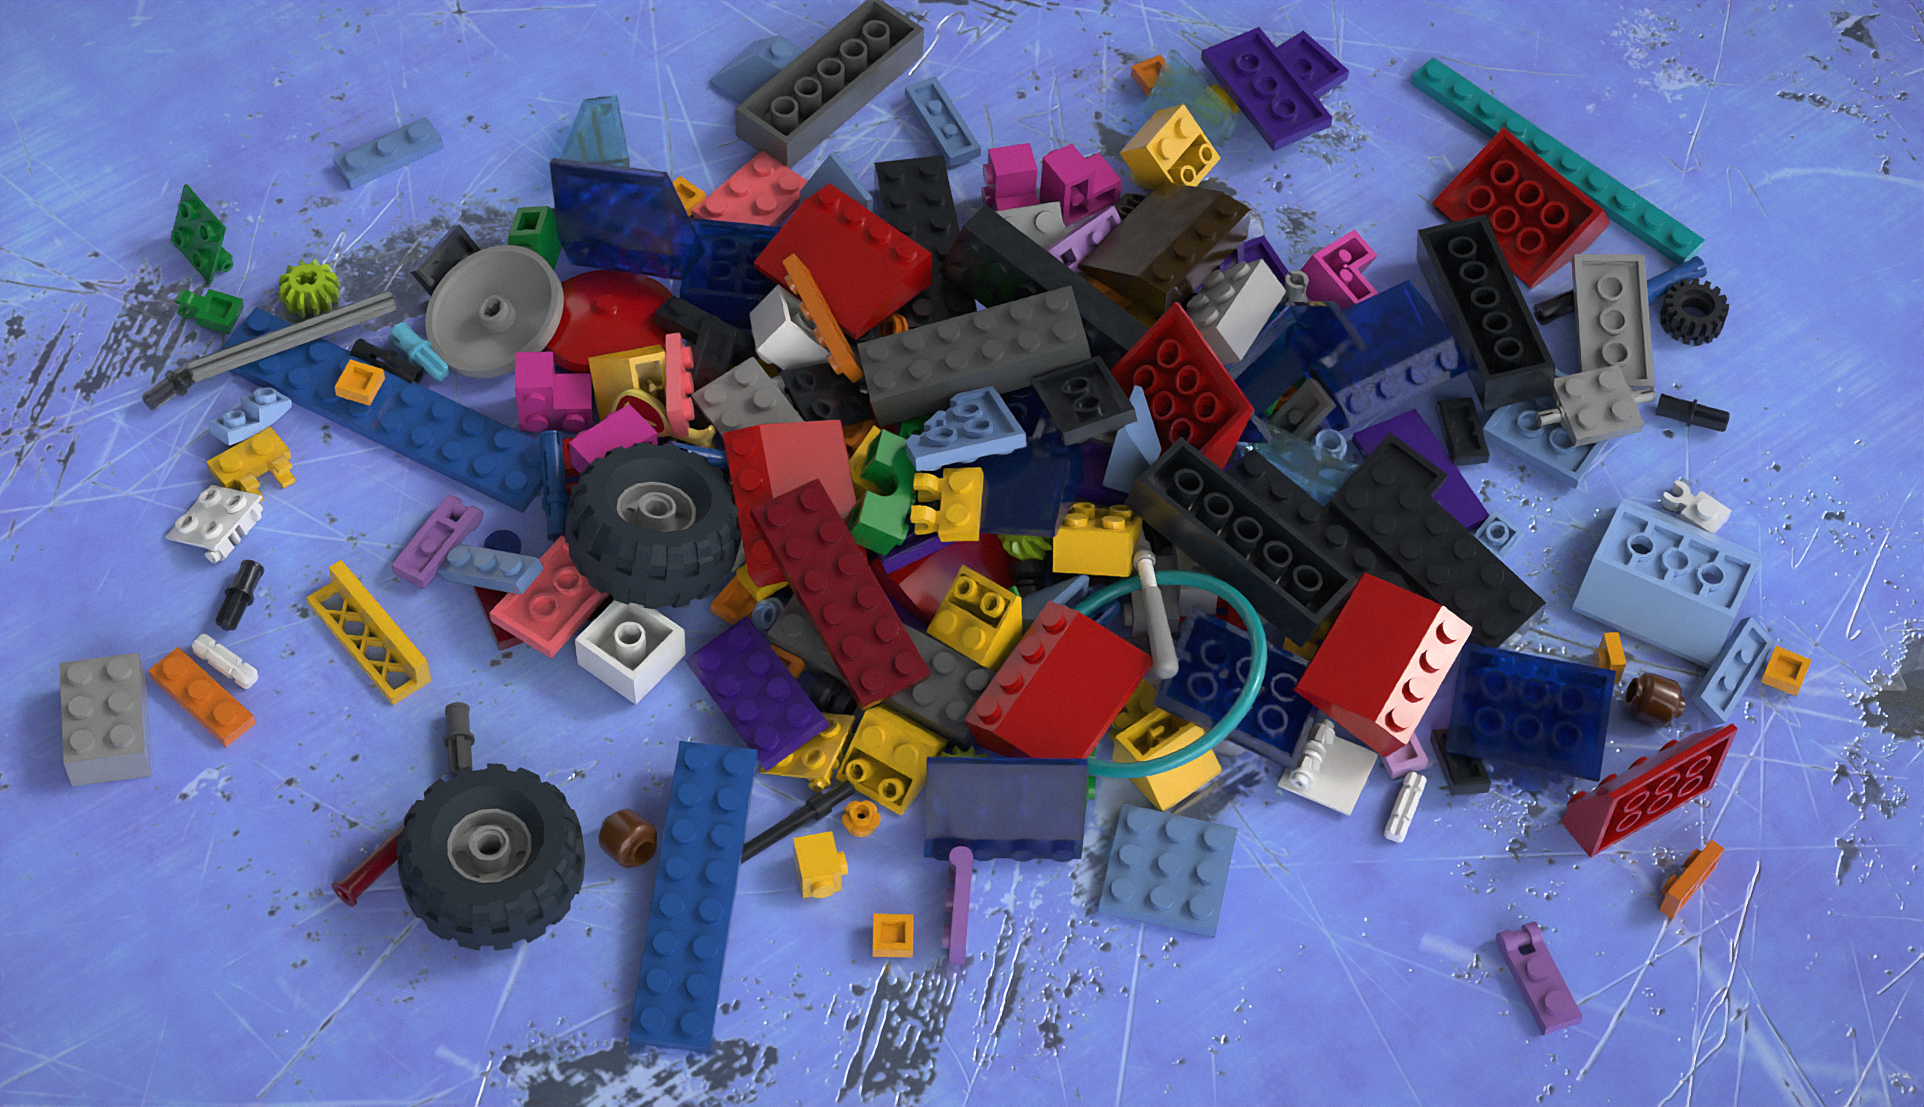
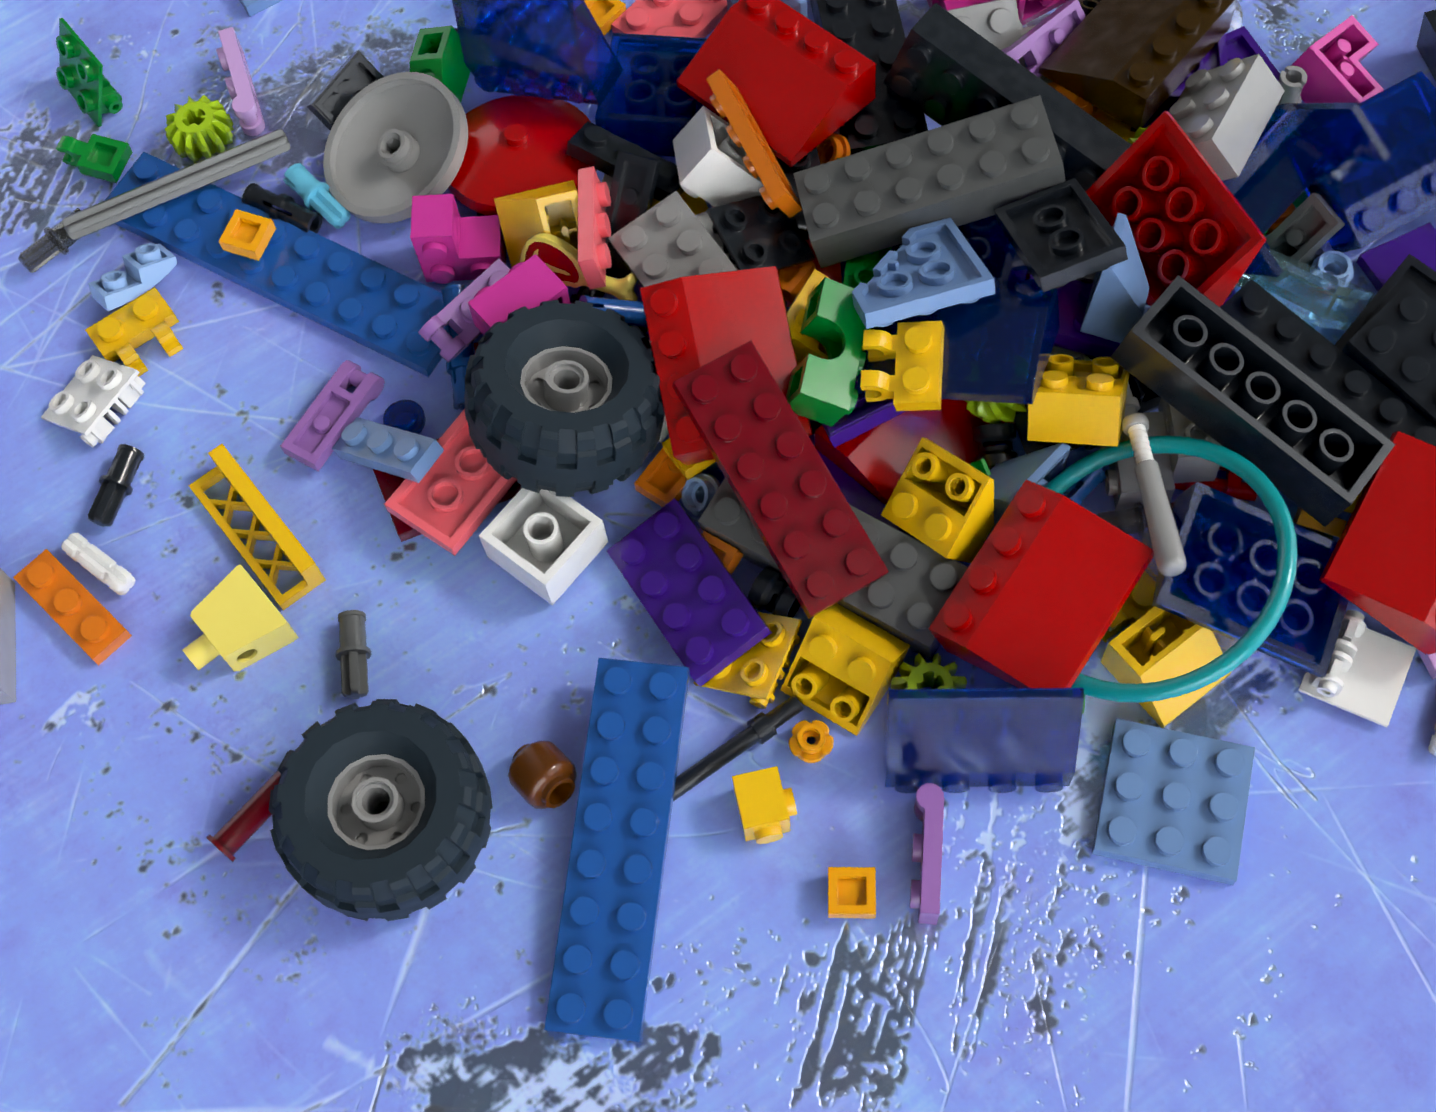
camera: 10 degrees right, 10 degrees up
(346, 249) = (240, 83): none -> lavender plate
(356, 712) = (237, 624): none -> light yellow torso
(557, 457) = (459, 317): none -> medium lavender plate

